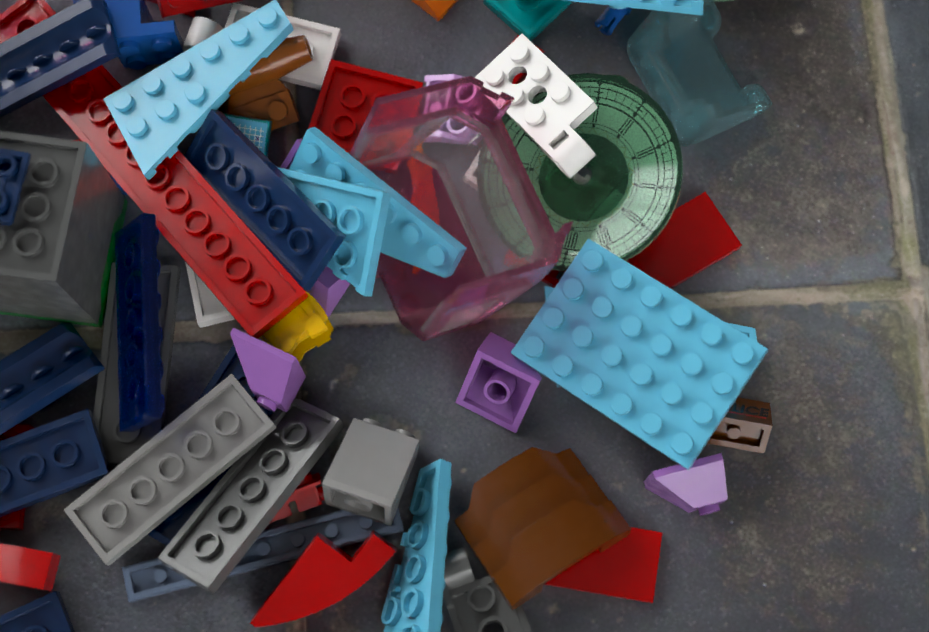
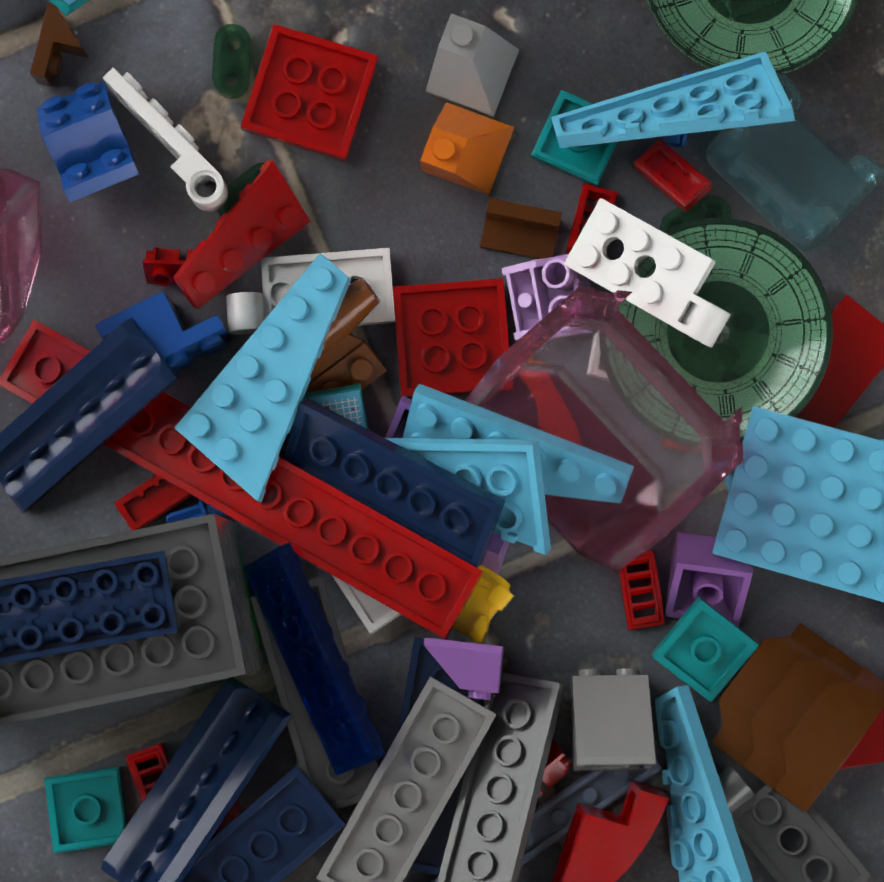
camera: 15 degrees left, 10 degrees up
(446, 342) = (654, 588): none -> red slope
(453, 49) = (520, 229): none -> reddish brown panel
(477, 438) = (705, 649): none -> teal plate
(593, 49) = (672, 175): none -> red plate

